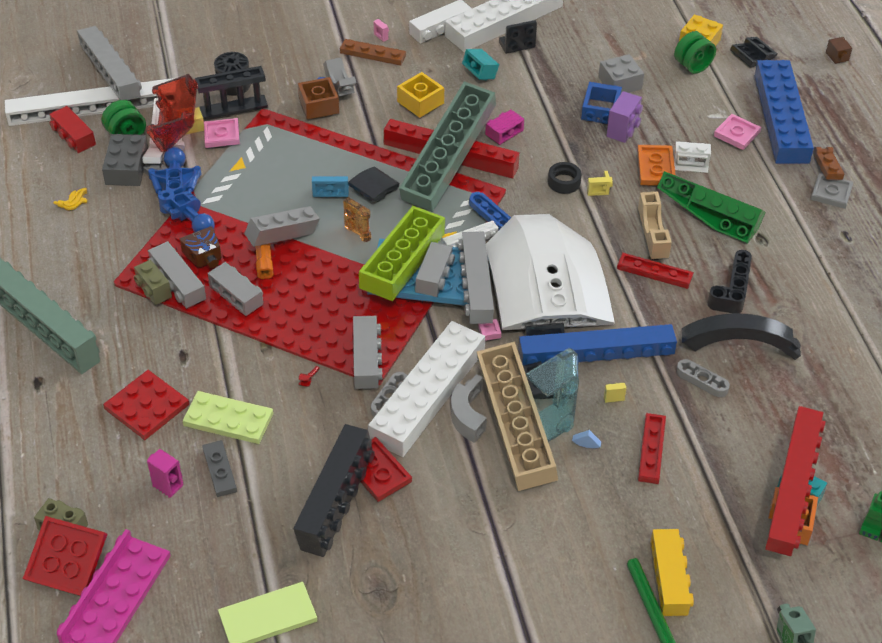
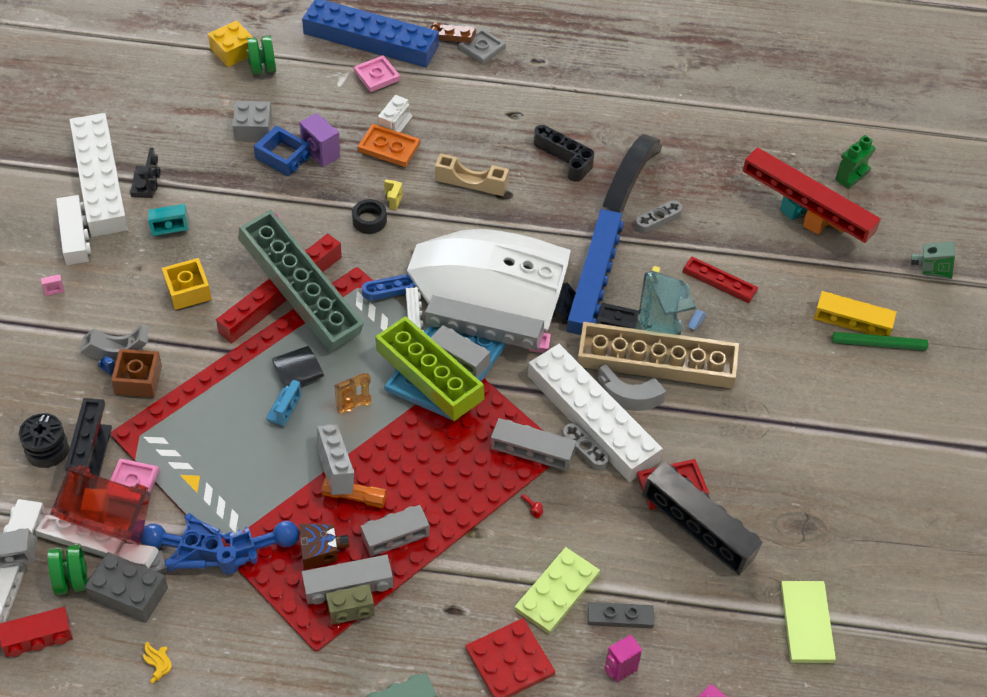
camera: 70 degrees left, 5 degrees up
(372, 52) = (79, 305): dark orange plate -> none
(655, 270) = (518, 199): red tile -> none
(713, 208) = (469, 127): green wedge -> none
(753, 50) = (273, 19): black slope -> none

